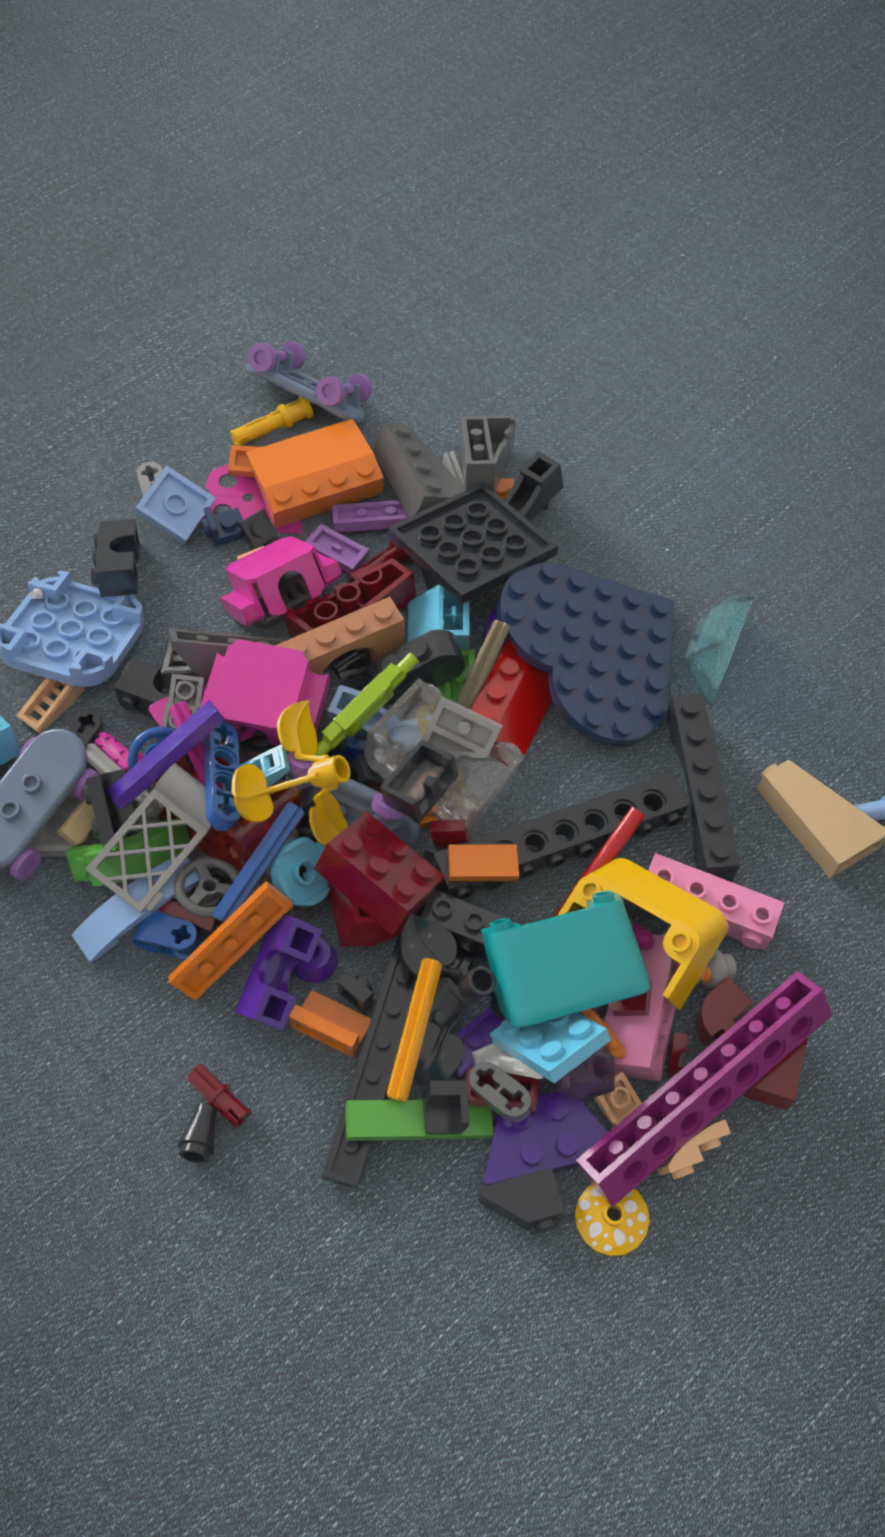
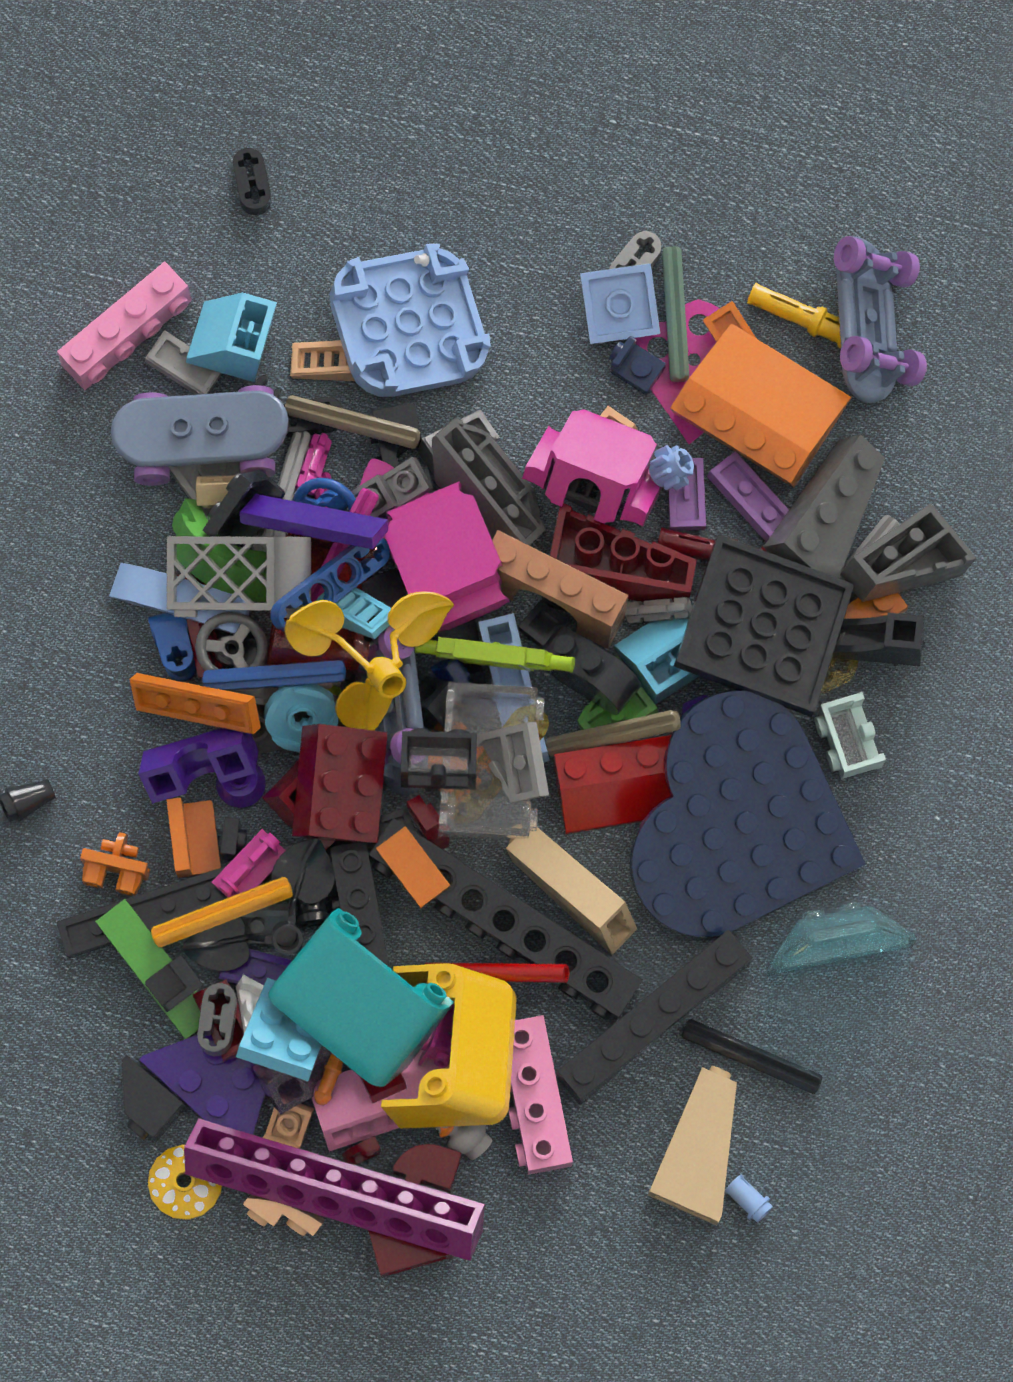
camera: 55 degrees right, 15 degrees up
(115, 557) = (533, 283): black arch -> none
(115, 698) = (352, 421): none -> dark tan axle
(213, 486) = (675, 314): none -> sand green axle
(219, 1095) = (67, 790): dark red axle -> none
(257, 529) = (653, 401): black plate -> none
(297, 1108) = (130, 871): none -> orange hips
(316, 534) = (671, 467): none -> light blue gear
(389, 987) = (250, 865): none -> dark pink hinge
(410, 601) = (658, 610): none -> light grey axle
(567, 778) = (574, 889): none -> tan slope
(580, 557) = (848, 736): none -> light aqua window
(768, 747) = (752, 1056): none -> black axle

